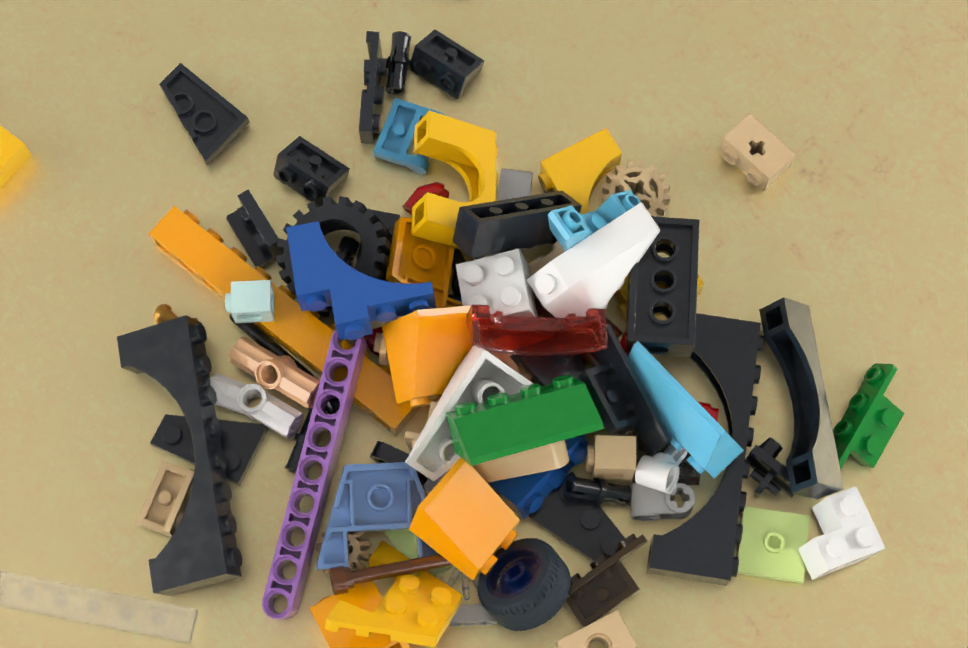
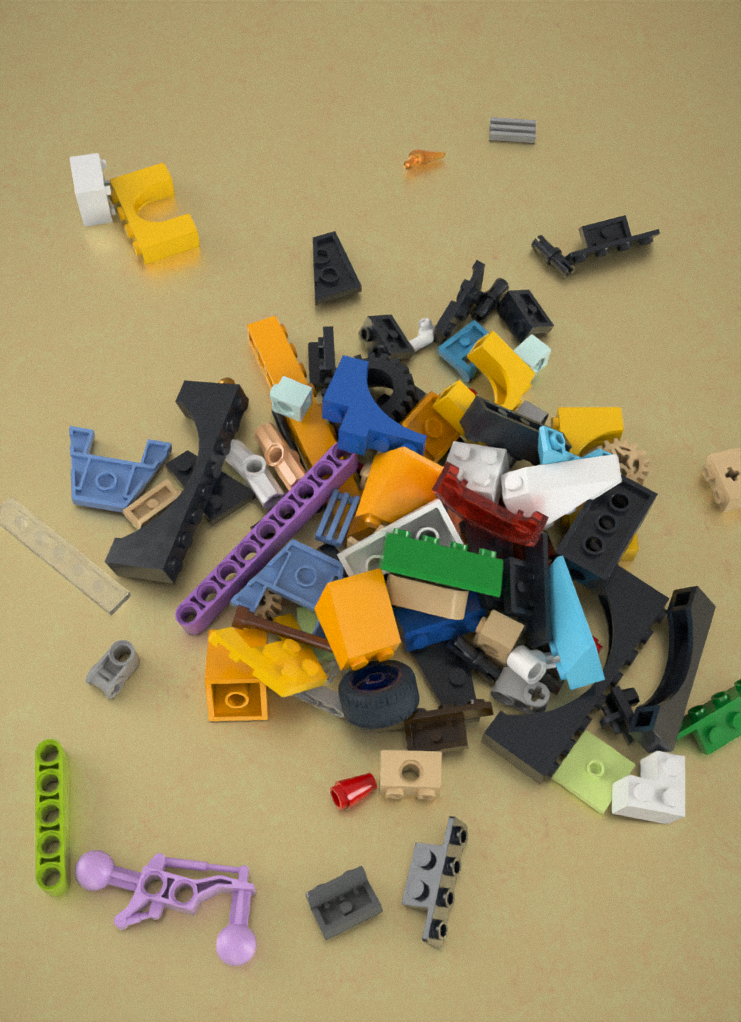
camera: 25 degrees right, 10 degrees down
(97, 496) = (110, 481): none -> medium blue wing
(350, 142) = (425, 334): none -> white arm
(372, 386) = (344, 498): none -> medium blue tile
(479, 108) = (534, 353): none -> light aqua brick

